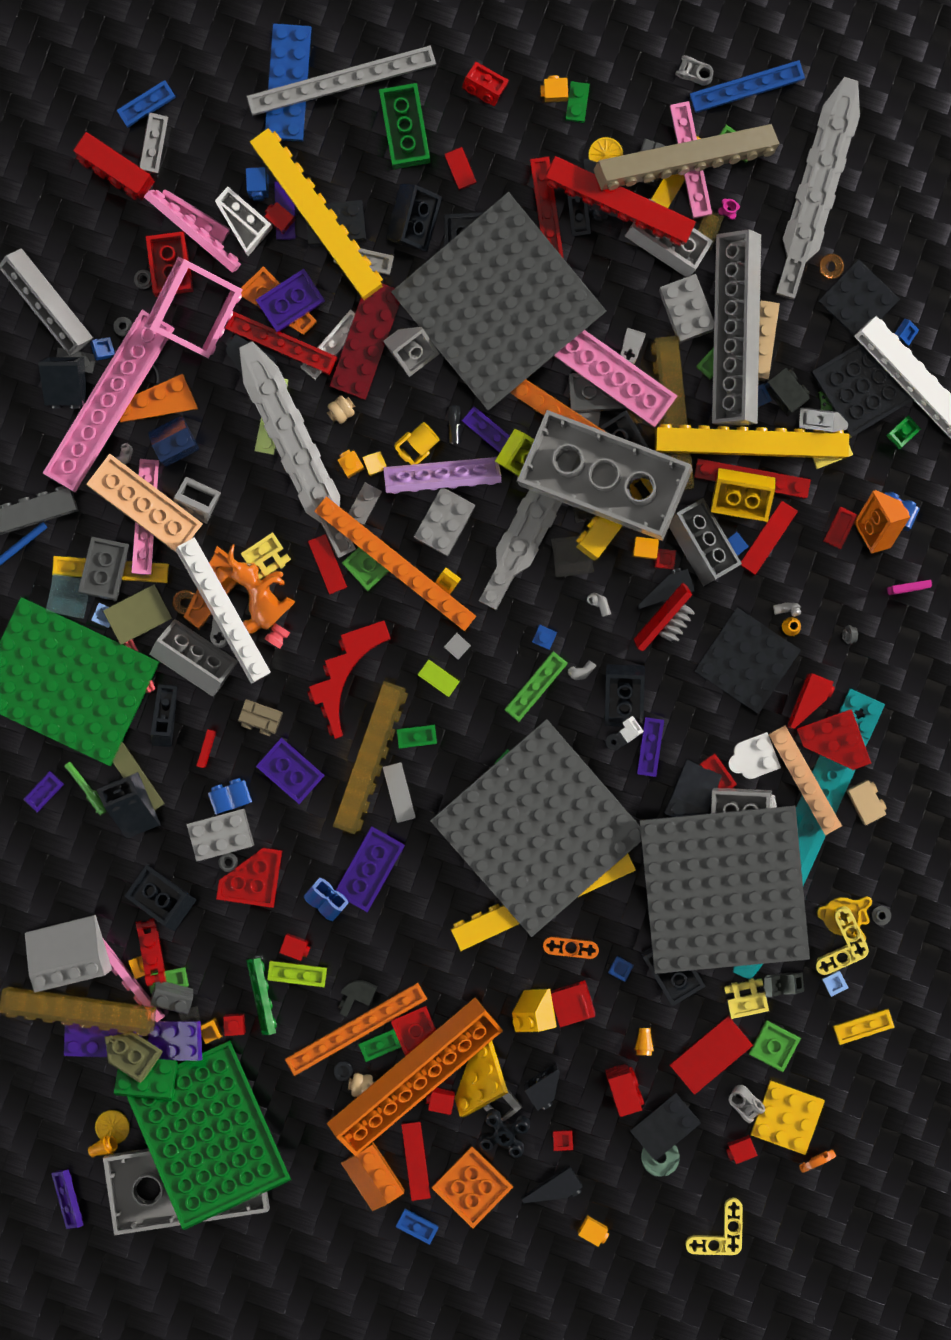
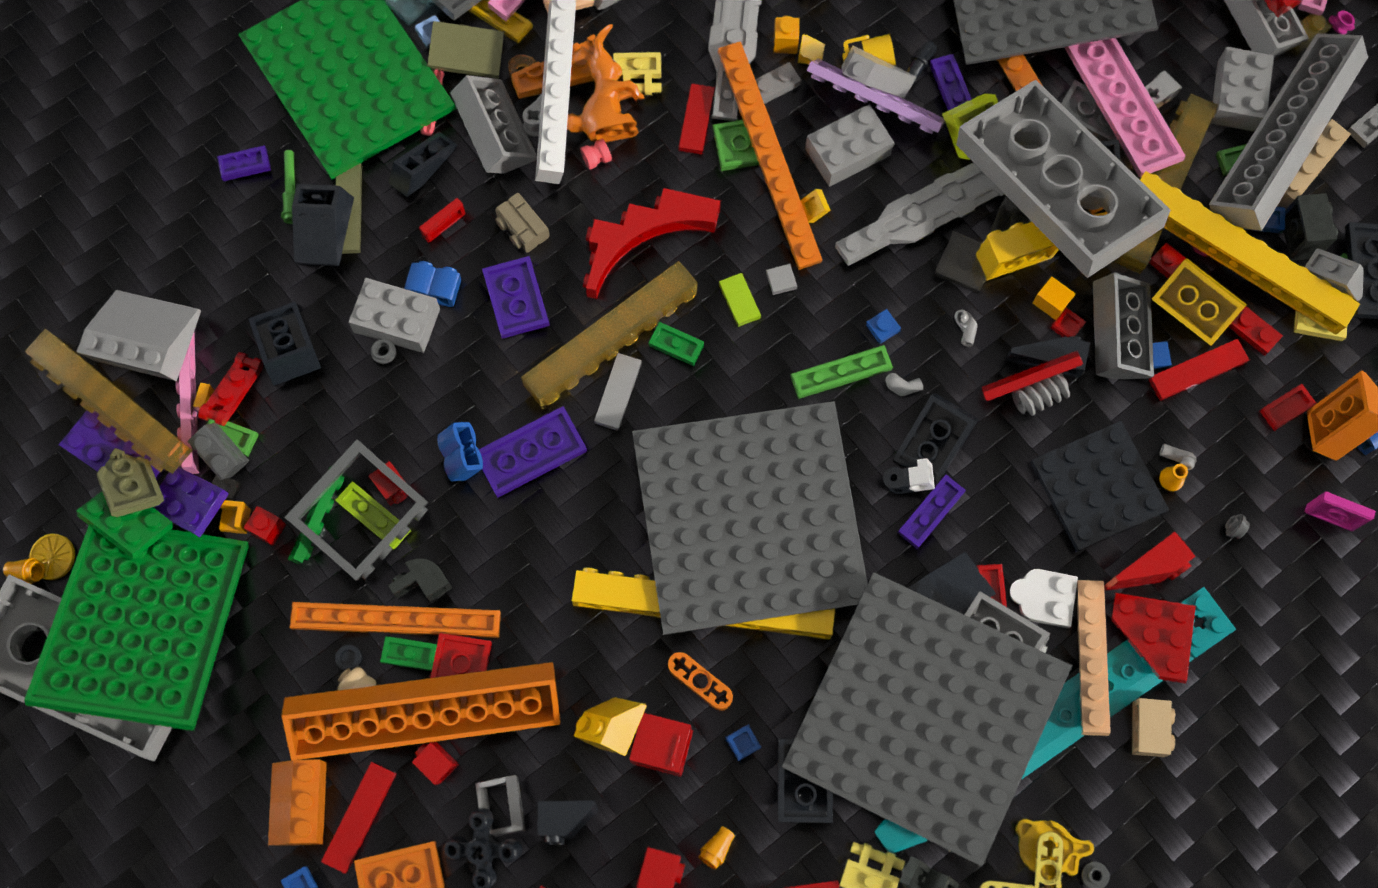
camera: 30 degrees right, 15 degrees down
(253, 880) = (396, 385): red plate -> none
(259, 977) = (327, 481): none -> dark grey window
(430, 459) = (877, 73): none -> light grey slope
(480, 1082) = (496, 769): yellow plate -> none

